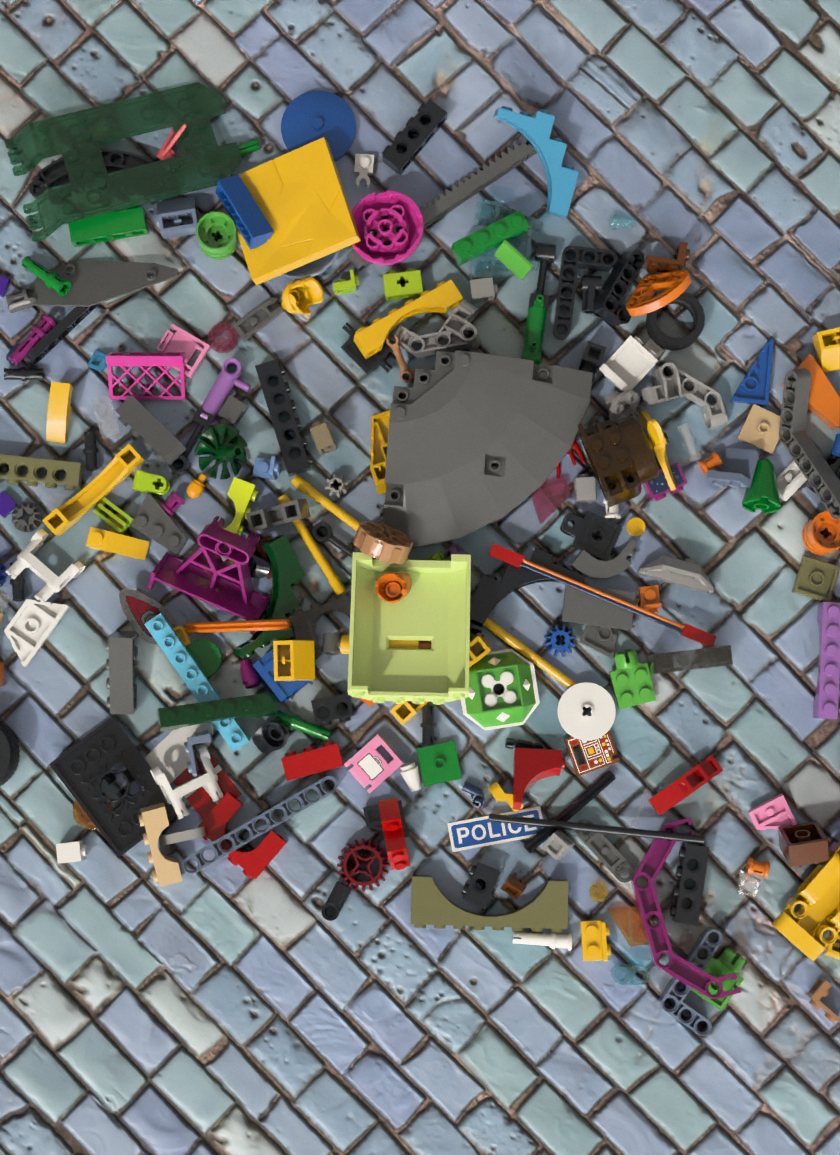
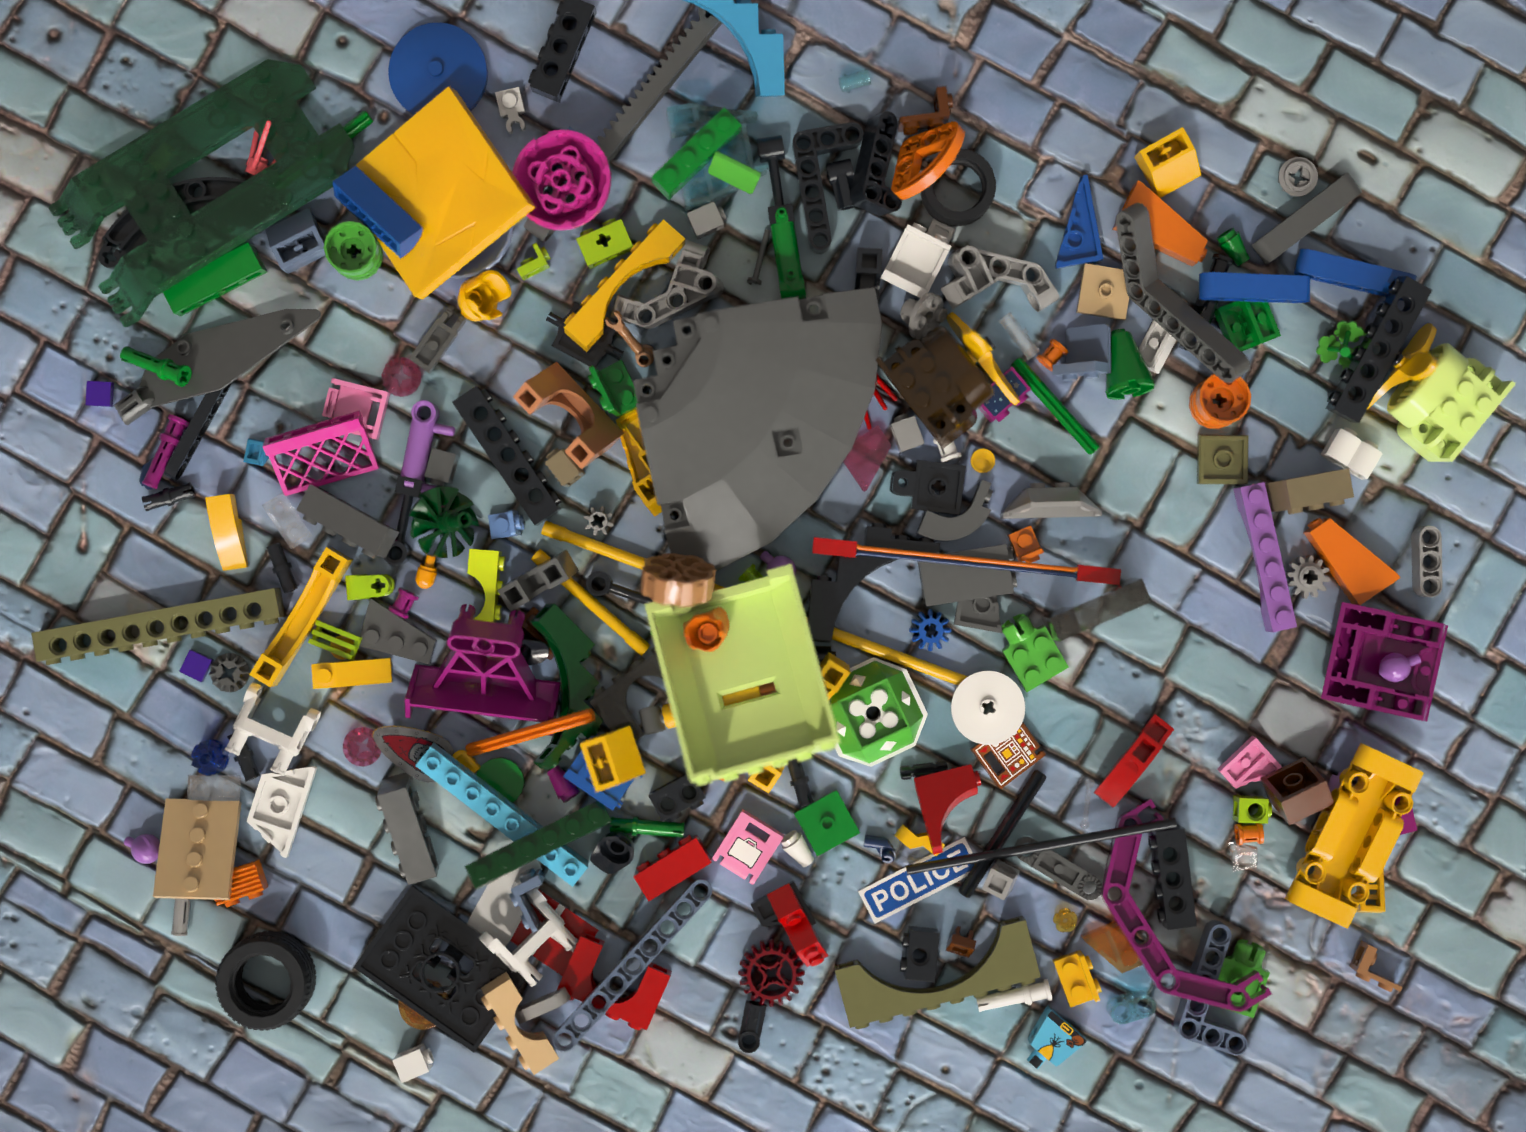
camera: 20 degrees left, 5 degrees up
(99, 601) = (351, 748): none -> clear pink gear
(336, 379) = (559, 388): none -> nougat arch
(379, 392) = (615, 387): none -> green bracket
(505, 343) = (754, 279): none -> dark grey piece
(563, 981) = (1053, 1039): none -> medium azure torso
(702, 503) = (1055, 406): none -> green axle
(756, 849) = (1240, 809): none -> lime brick

